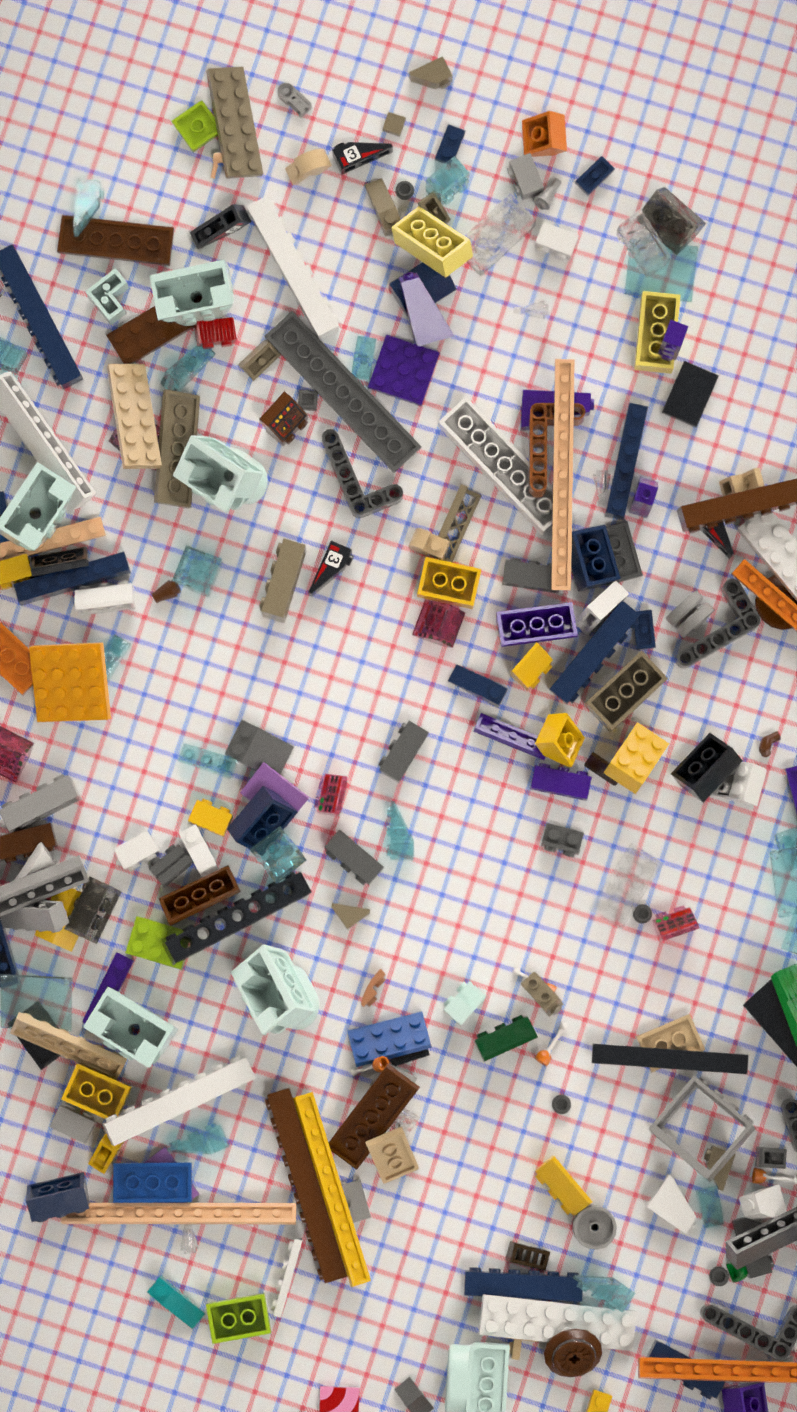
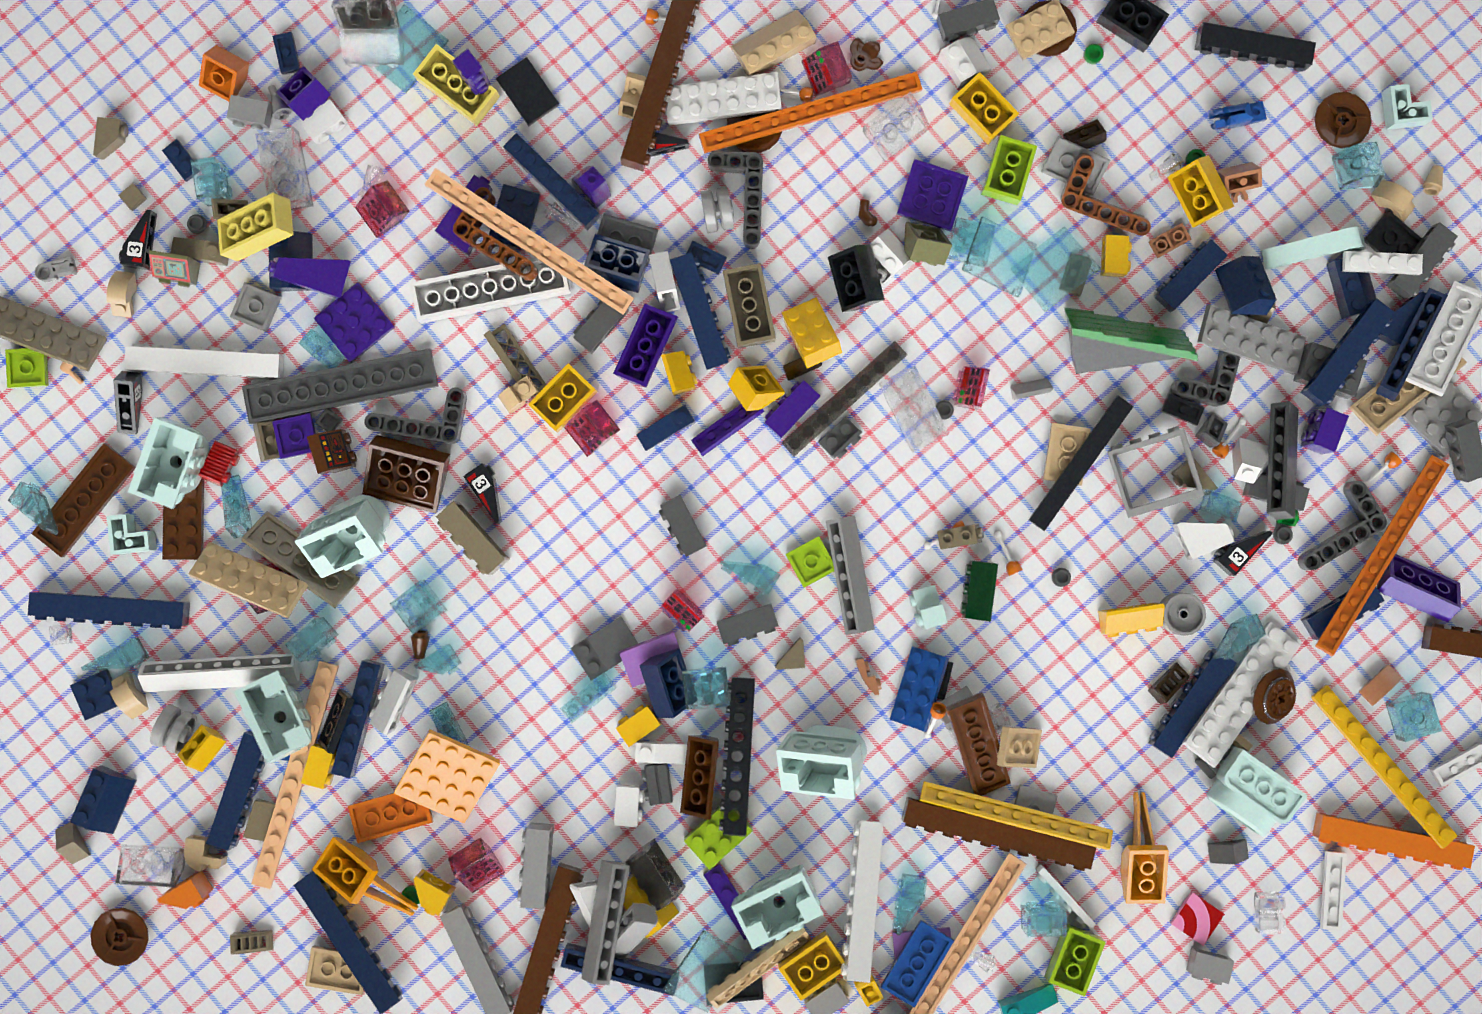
camera: 65 degrees left, 5 degrees up
(115, 500) = (312, 639): none -> clear light blue brick
(162, 618) = (441, 661): none -> clear light blue slope
(256, 1268) = (1043, 919): none -> clear light blue brick
(277, 378) = (292, 435): none -> dark purple plate
(303, 491) = (405, 473): none -> reddish brown slope
(356, 196) = (174, 268): none -> slope
(357, 1327) = (1145, 865): none -> light orange slope
(365, 281) = (255, 307): none -> light grey tile
(440, 879) = (811, 561): none -> lime plate
(450, 919) = (850, 575): none -> light grey brick
(473, 1333) = (1205, 768): none -> dark grey tile
(514, 334) = (381, 208): none -> clear pink slope
(569, 211) = (303, 93): none -> dark purple brick
(588, 446) = (519, 205): none -> dark blue plate
(598, 822) = (844, 399): none -> clear smoke plate
(675, 1245) = (1236, 555): none -> black slope
(707, 977) = (1031, 388): none -> light grey slope
(772, 1120) = (1182, 409): none -> black plate
(773, 809) = (926, 244): none -> olive slope

